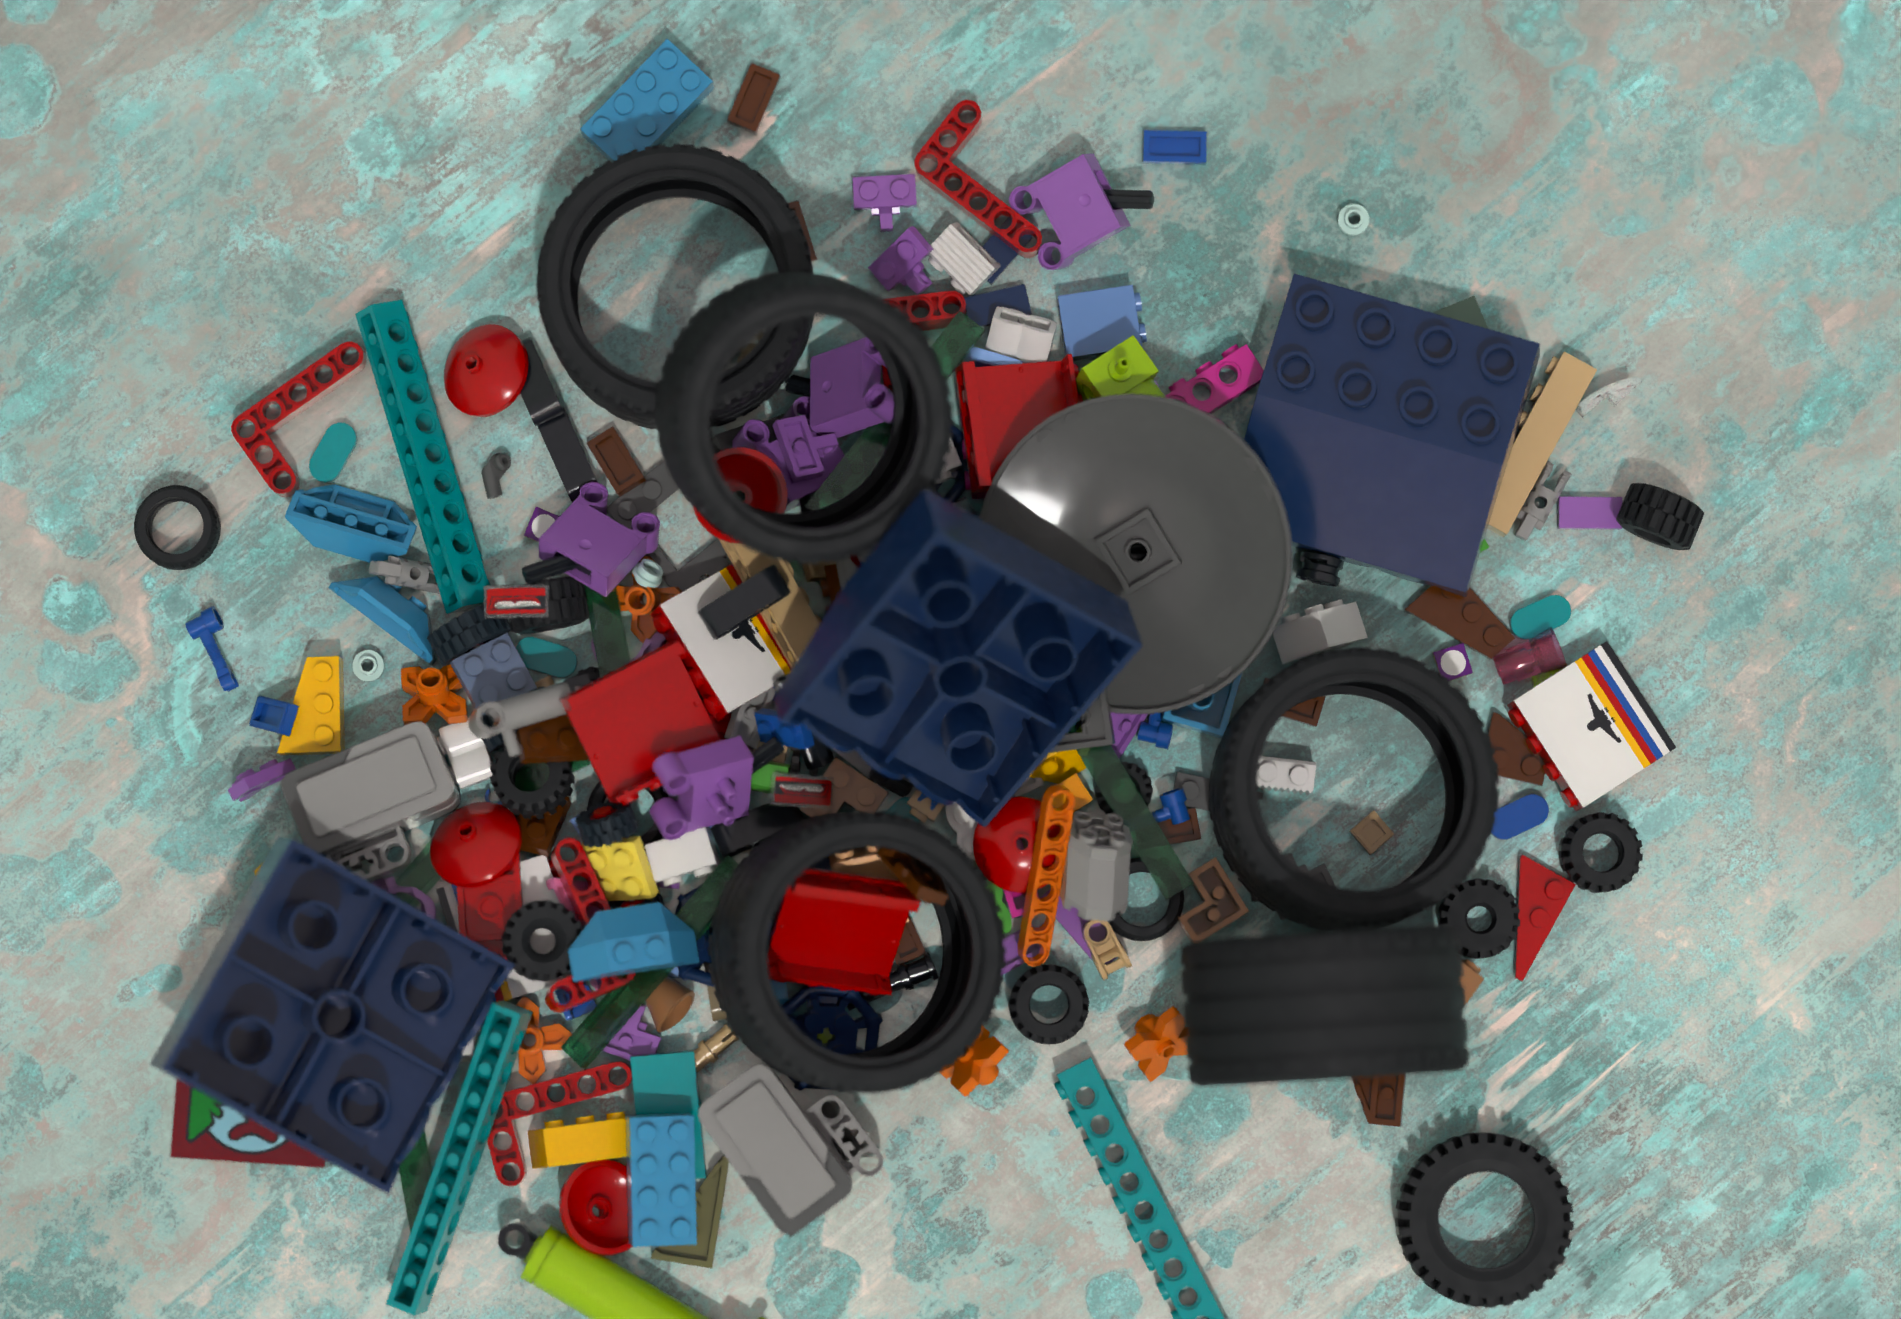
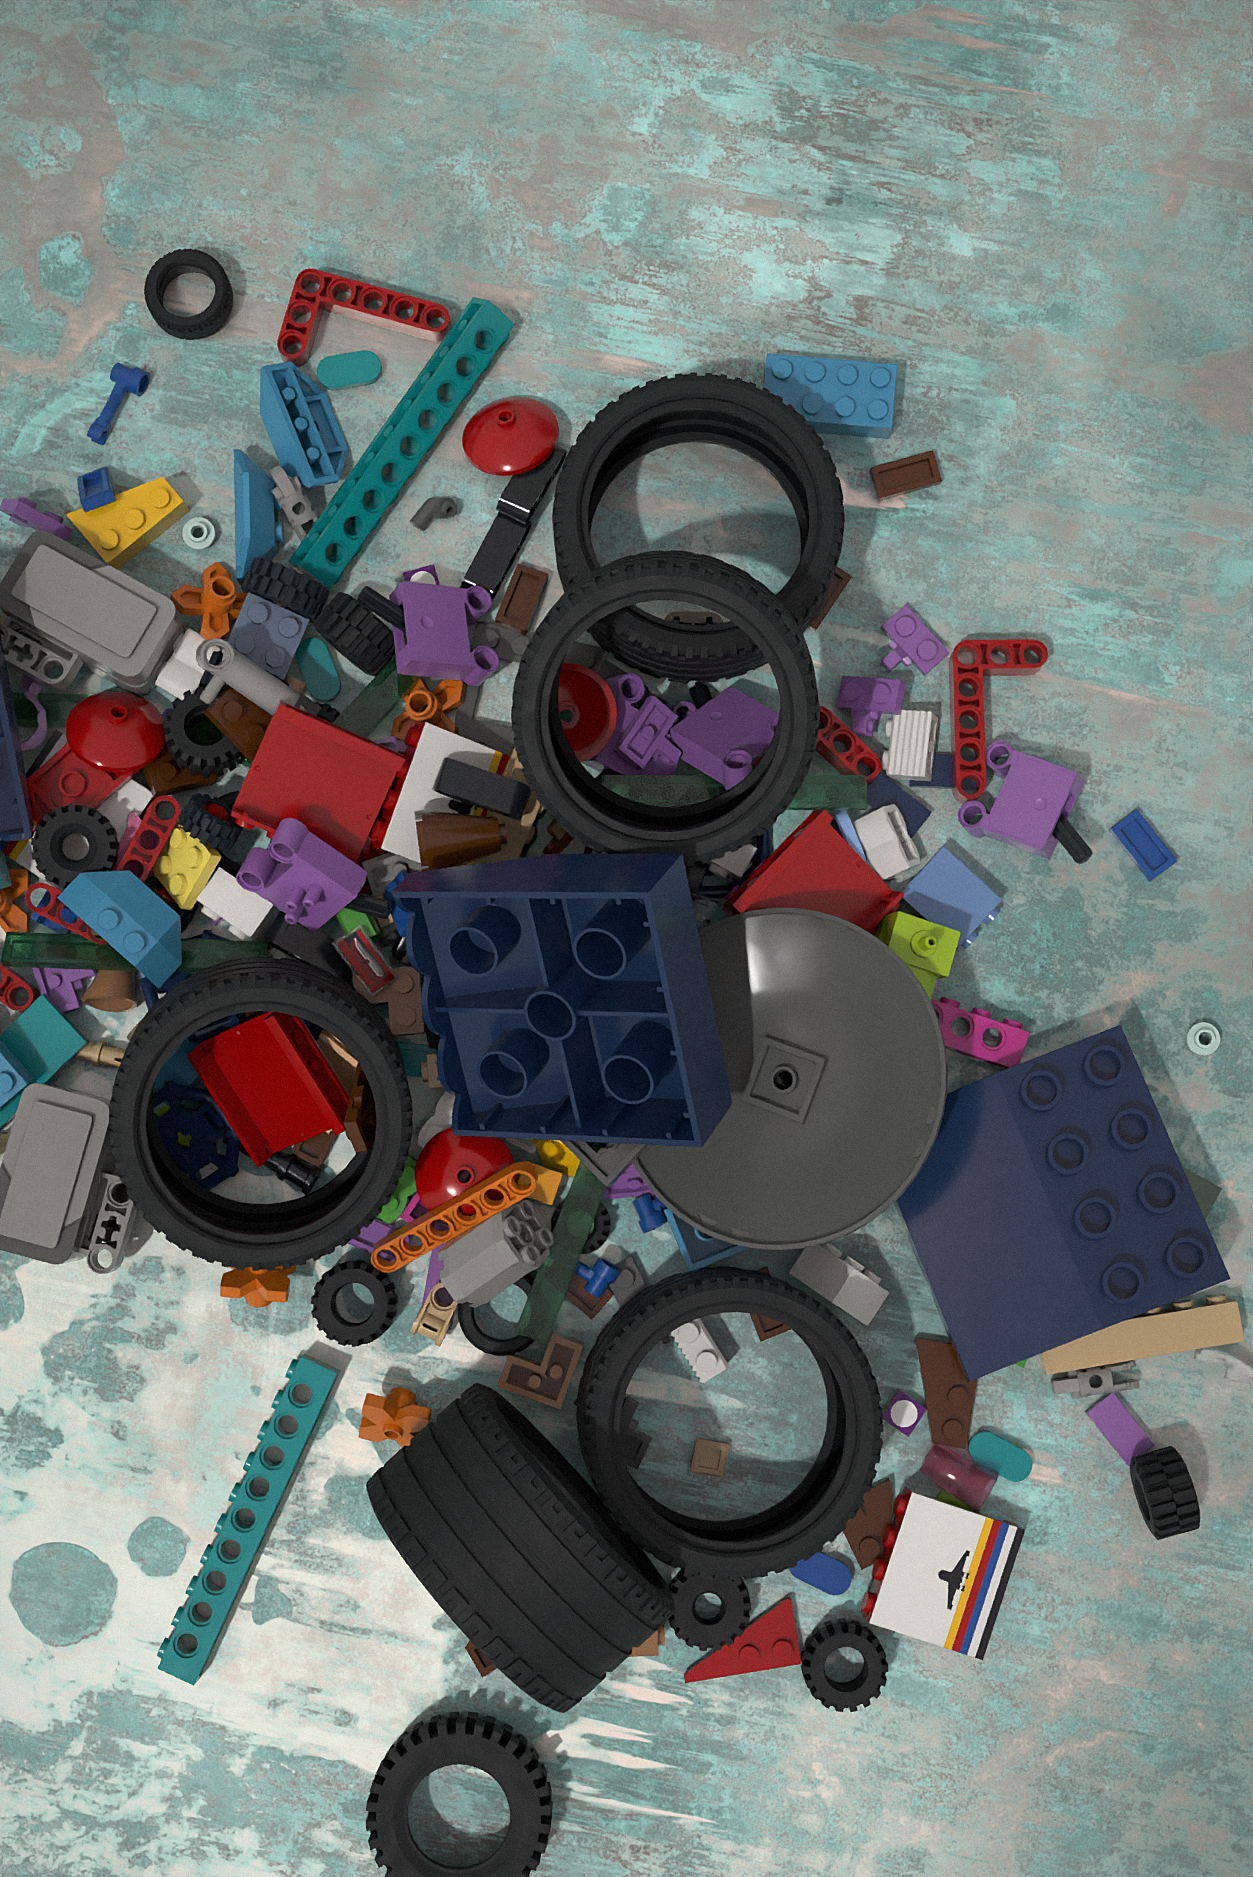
camera: 55 degrees right, 0 degrees up
(516, 601) = (335, 603): slope -> none
(648, 573) = (447, 694): light aqua plate -> none
(768, 651) = (456, 838): none -> reddish brown cone
(1320, 569) = (888, 1242): black wheel -> none

